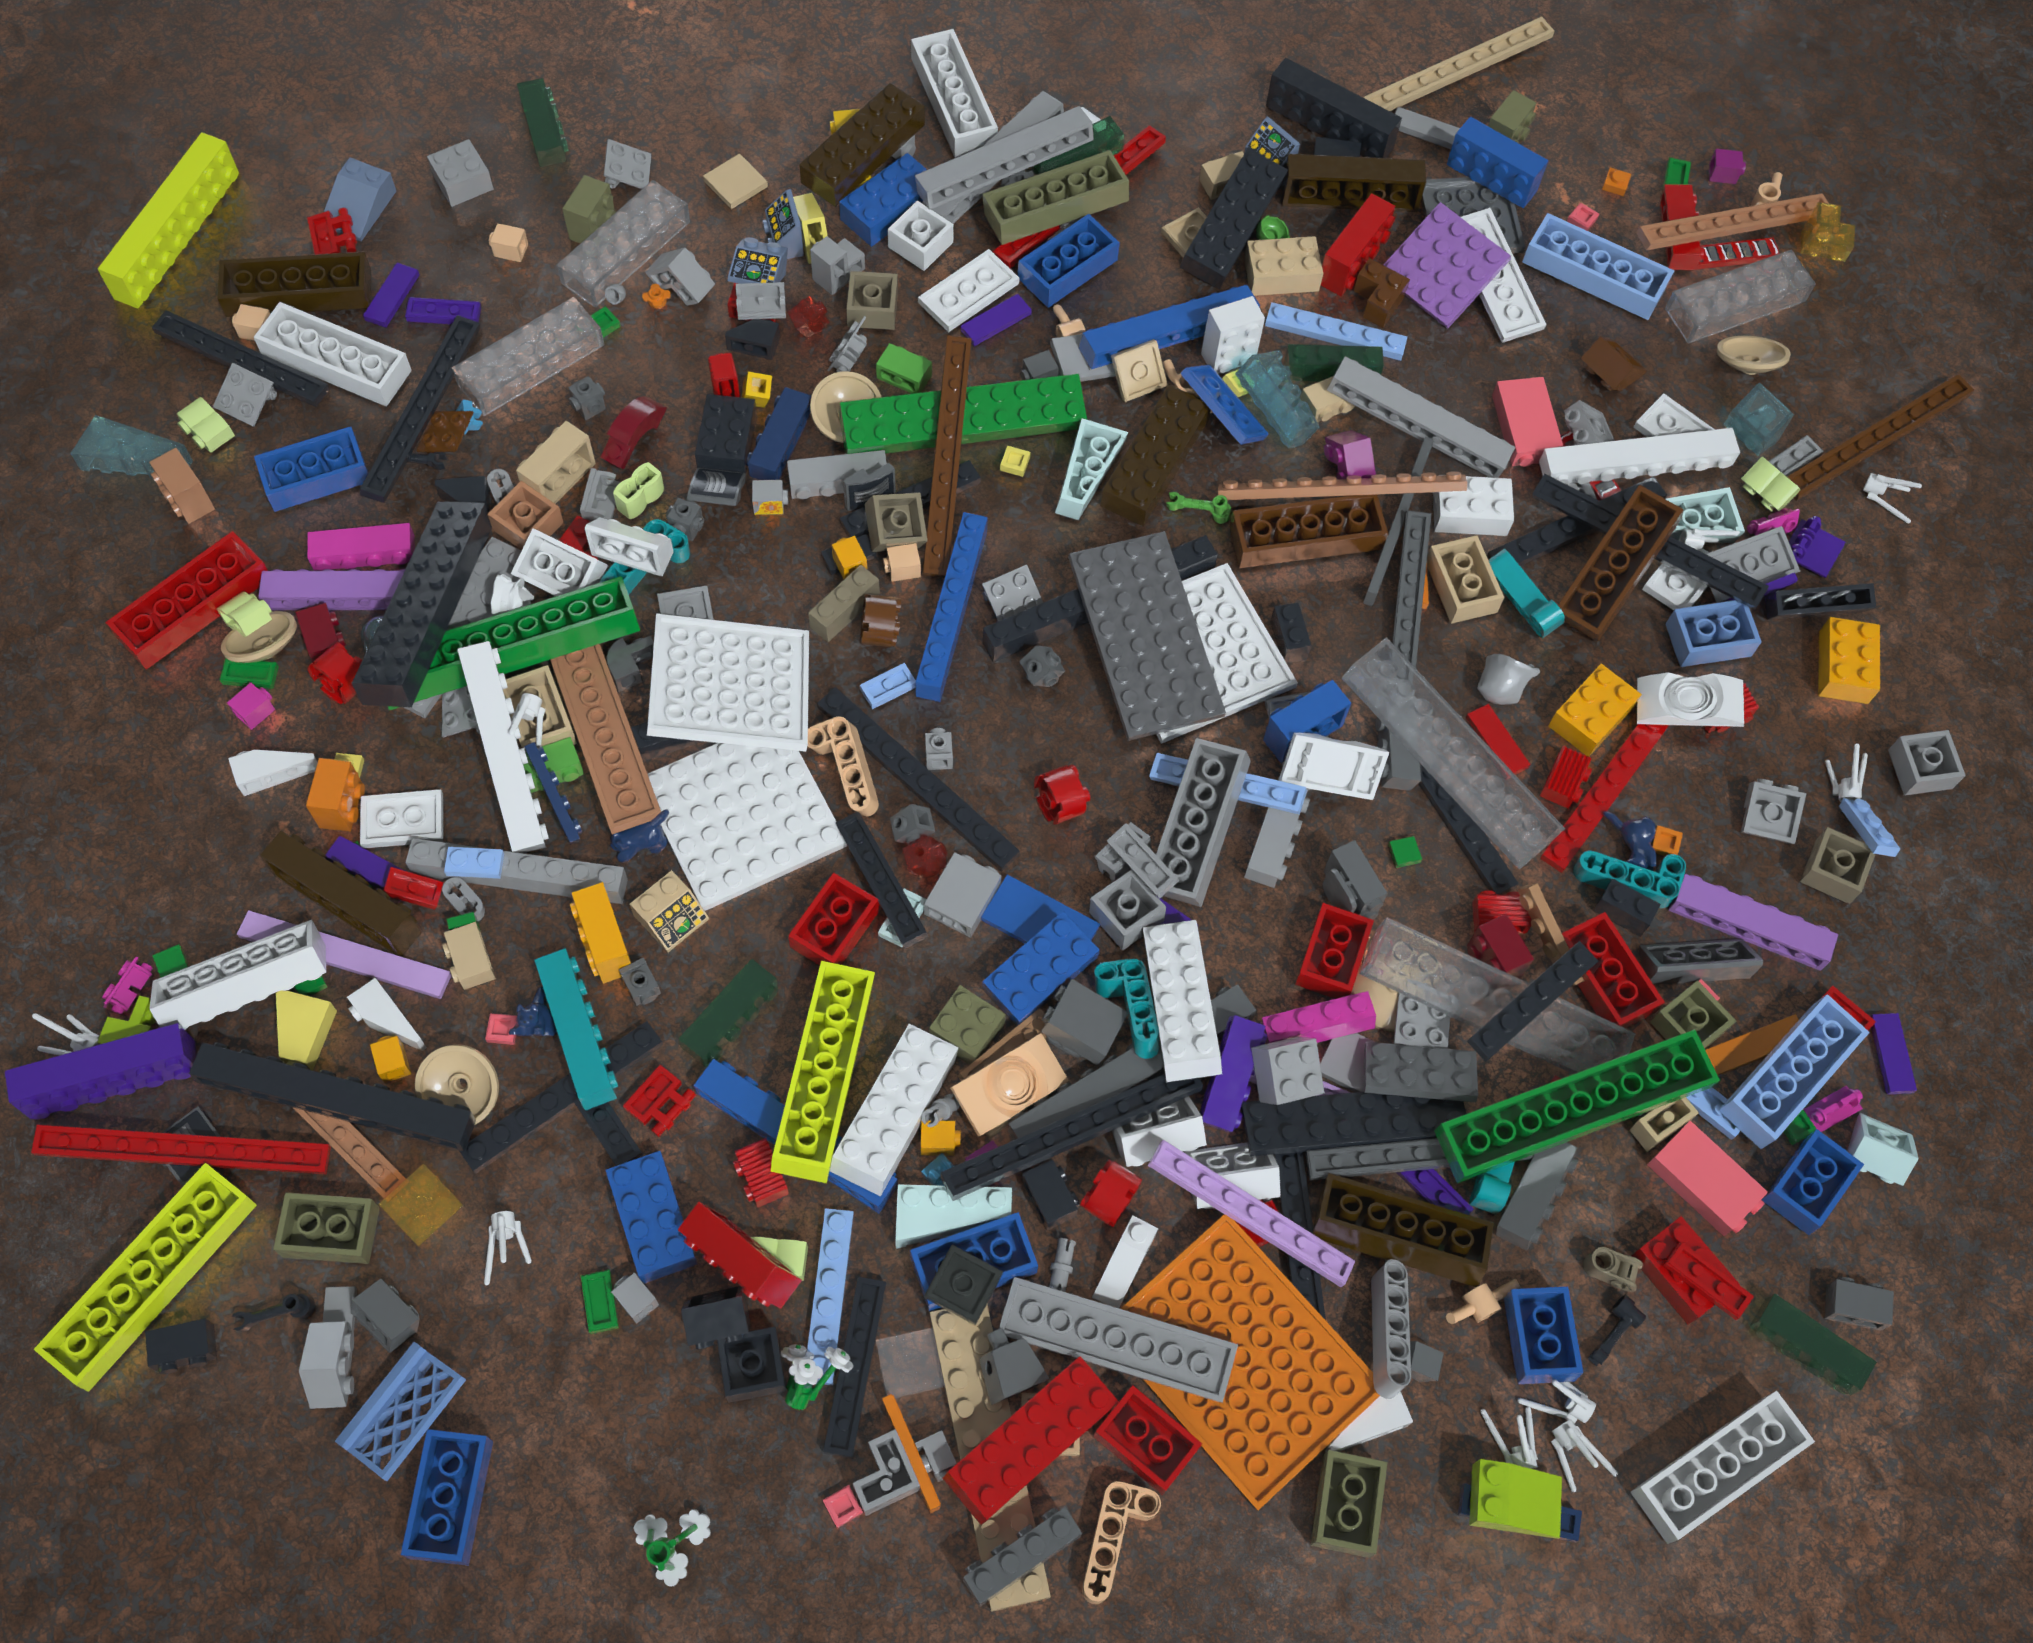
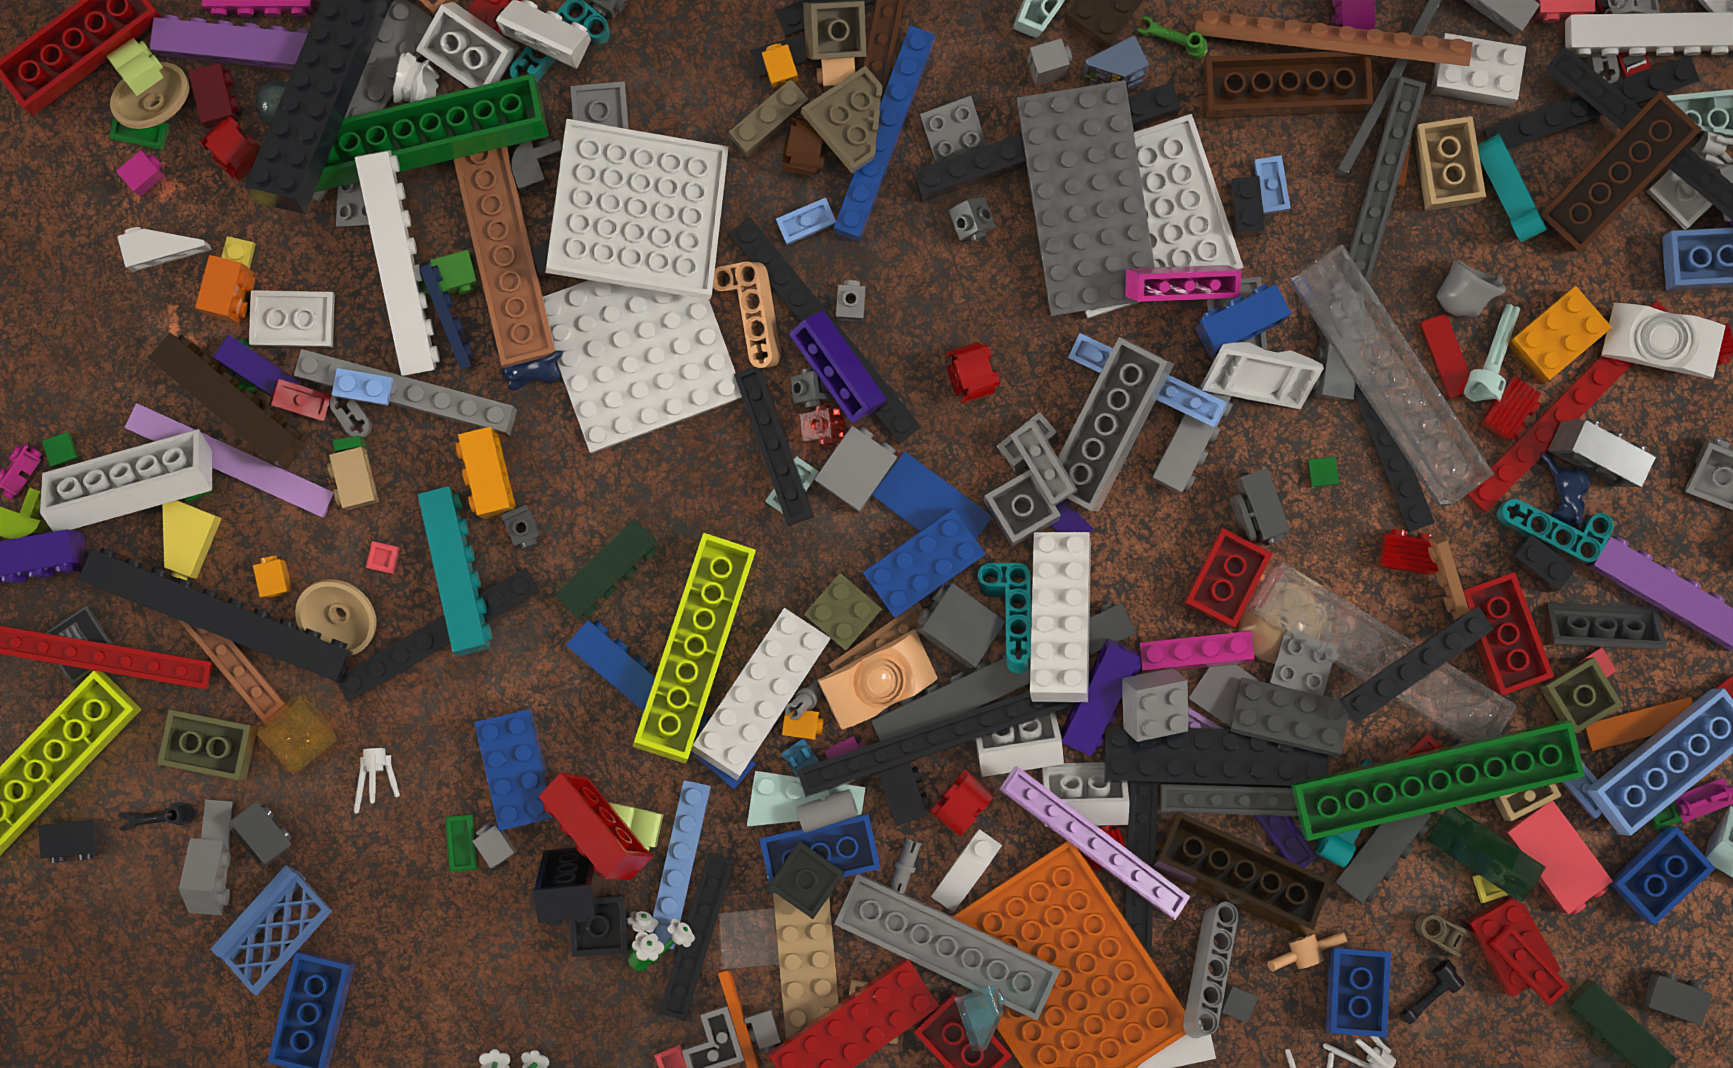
camera: 15 degrees right, 20 degrees up
(382, 1014) = (263, 526): white slope -> none
(528, 709) = (425, 220): white plant -> none
(534, 1018) = (413, 556): dark blue animal -> none
(555, 720) = (436, 214): tan brick -> none
(610, 1133) = (484, 682): black plate -> none
(653, 1095) = (526, 646): red plate -> none
(669, 911) = (556, 454): tan slope -> none
(755, 1164) = (620, 730): red brick -> none
(834, 922) = (721, 488): red brick -> none
(917, 587) = (849, 118): none -> dark tan plate
(934, 799) = (837, 366): none -> dark purple brick
(976, 1210) = (827, 812): none -> light grey pin
(1010, 1367) = (841, 960): dark grey torso -> none
(1092, 528) = (1049, 62): none -> light grey brick
(1154, 519) = (1118, 63): none -> sand blue slope
(1162, 1394) = (980, 1014): none -> clear light blue slope
(1245, 691) = (1183, 283): none -> dark pink brick
(1312, 613) = (1273, 184): none -> light blue plate
(1500, 946) = (1396, 599): dark red brick -> none
(1540, 753) = (1487, 382): none -> light aqua piece
(1638, 1179) = (1486, 853): none -> clear green brick
(1649, 1215) = (1486, 890): none -> light yellow plate
(1660, 798) = (1602, 452): none -> brick
(1666, 841) = (1601, 493): orange plate -> none

